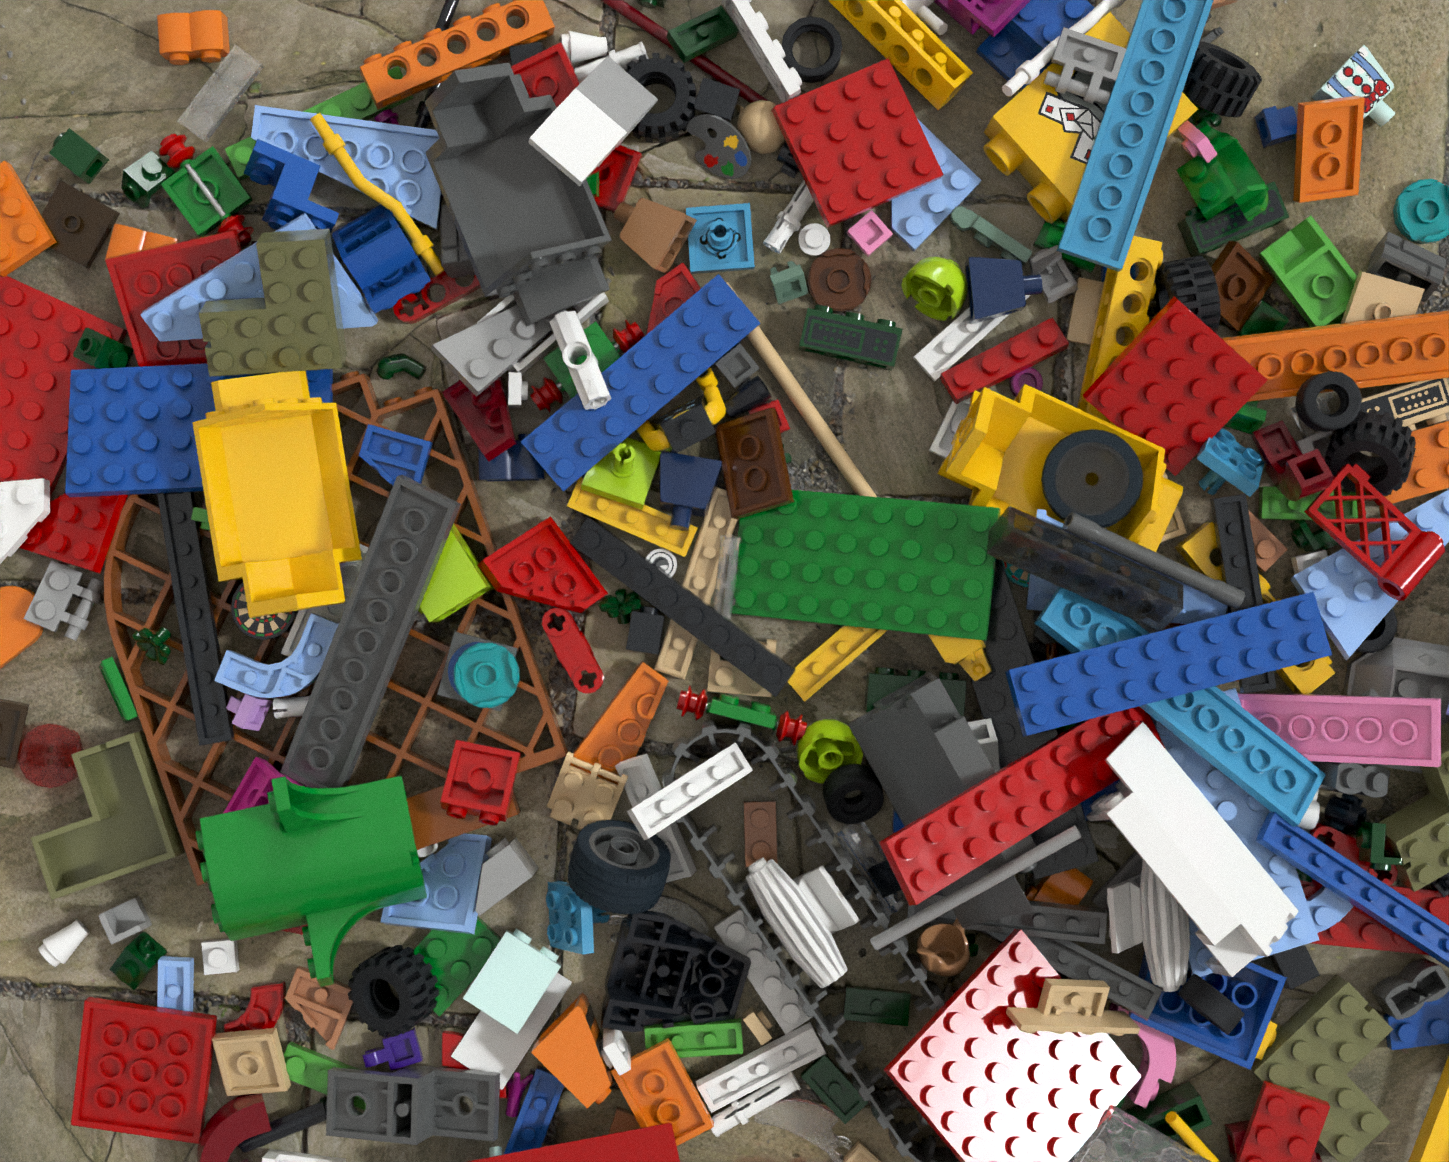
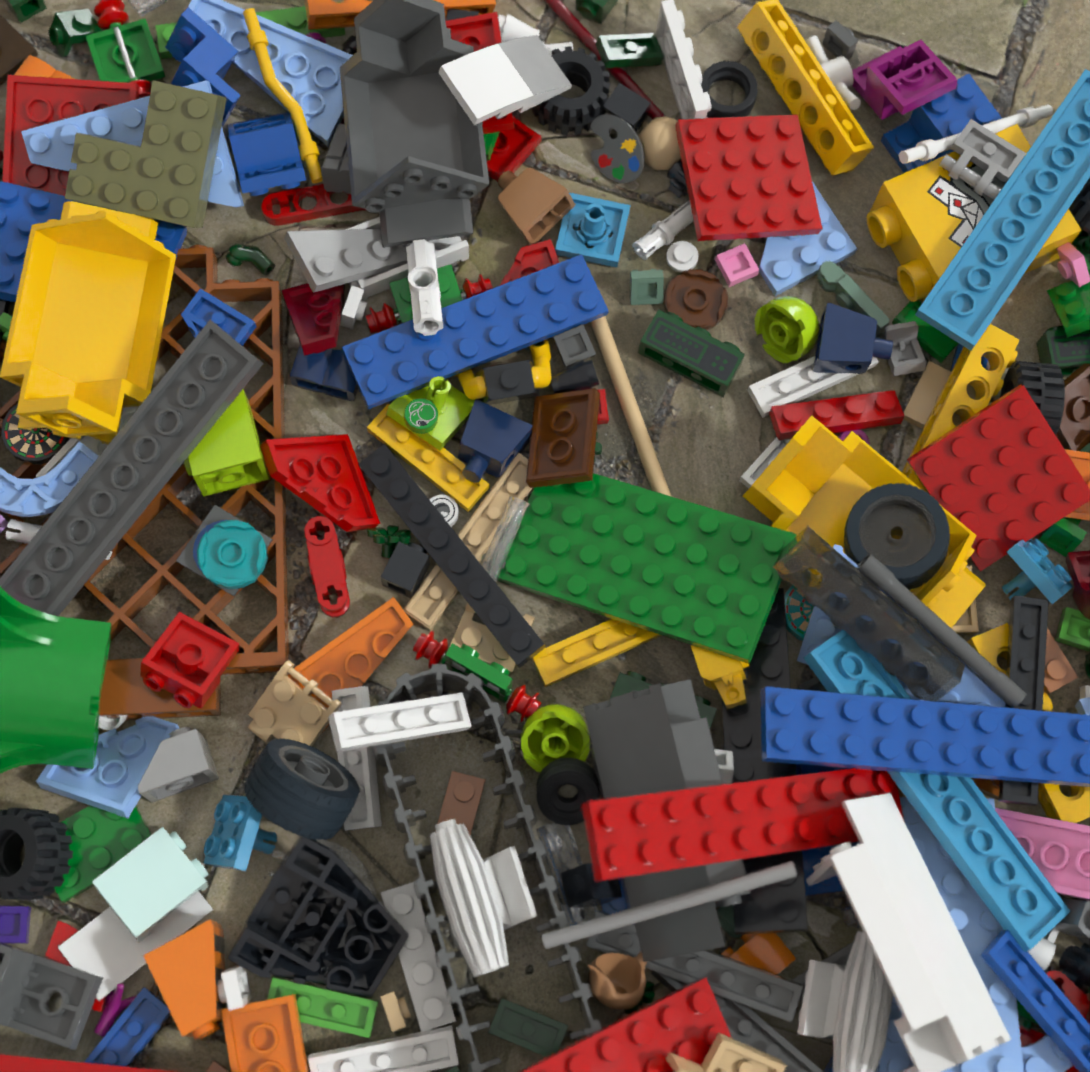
camera: 10 degrees right, 15 degrees down
(615, 485) = (421, 416): none -> green tile

